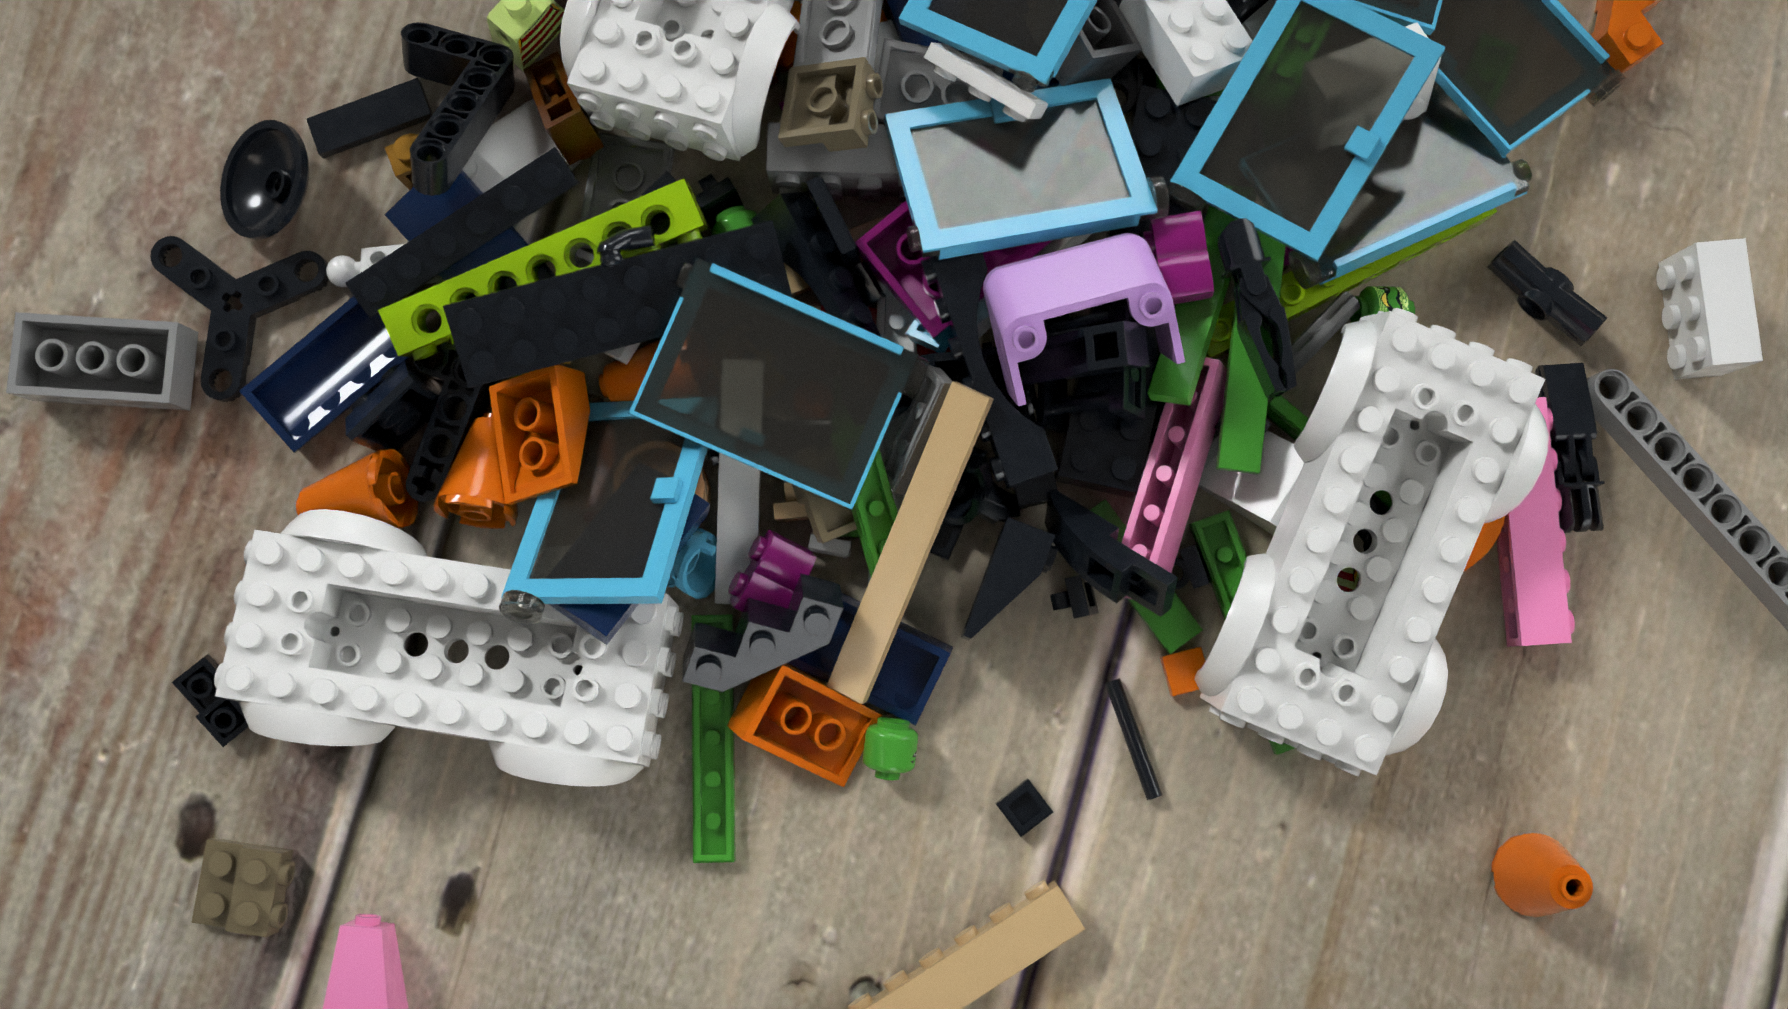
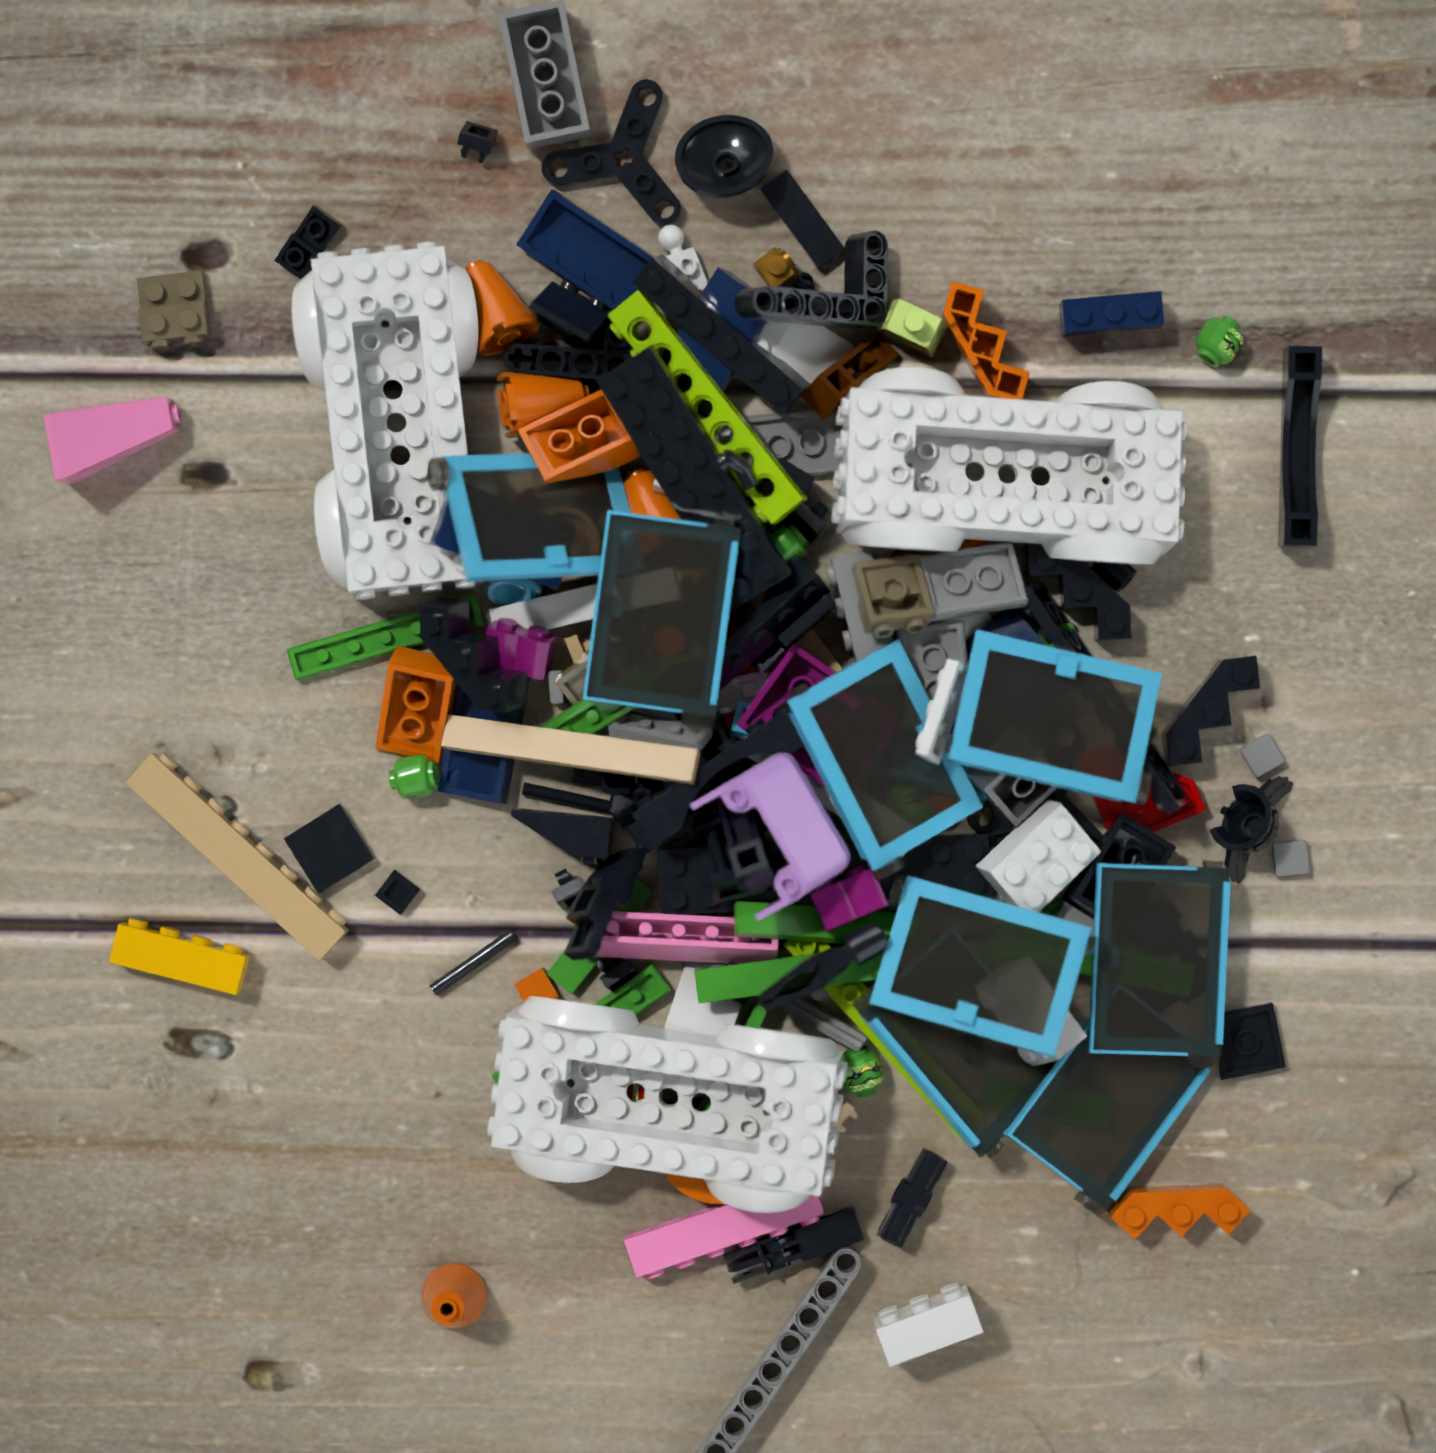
camera: 80 degrees right, 5 degrees up
(155, 464) = (478, 138): none -> black tile
(949, 877) = (329, 848): none -> black tile
(965, 571) = (566, 797): none -> black bar

